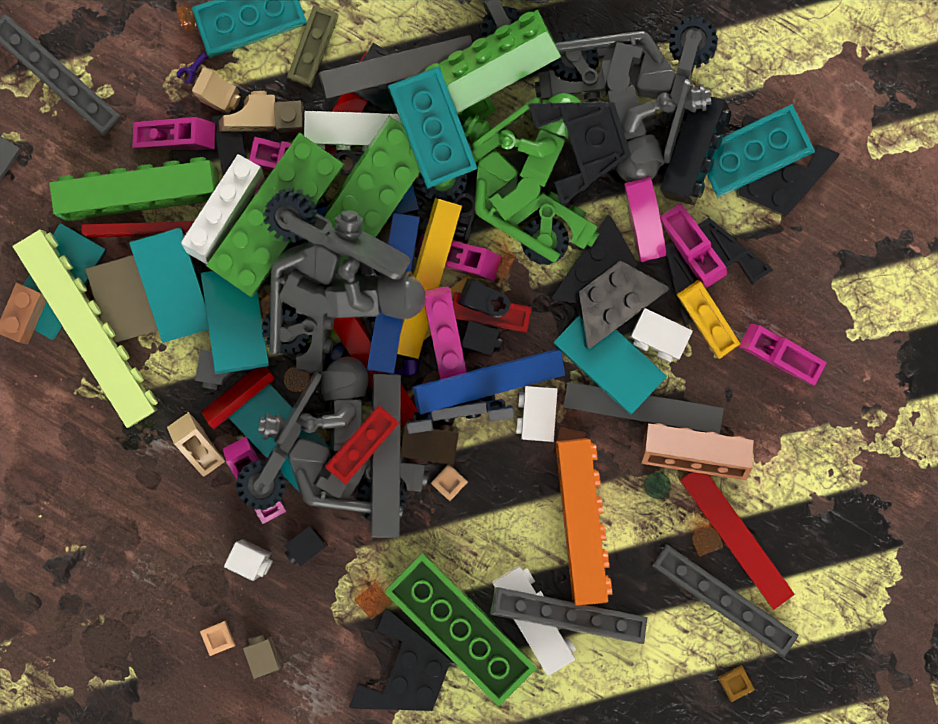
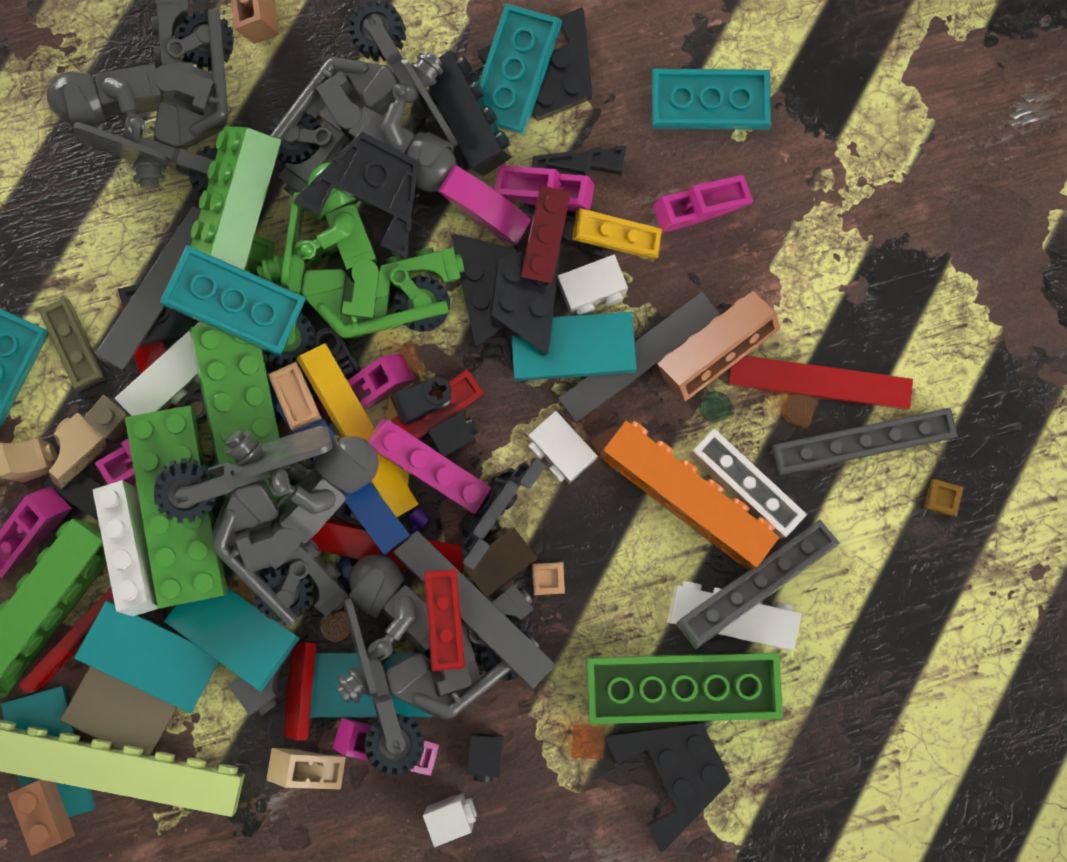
camera: 50 degrees left, 5 degrees down
(411, 219) = (294, 396): none -> light nougat tile
(488, 381) = (493, 463): blue tile -> none
(625, 551) = (747, 483): none -> white brick
(662, 276) = (545, 234): none -> dark red plate
(858, 294) = (711, 99): none -> teal tile

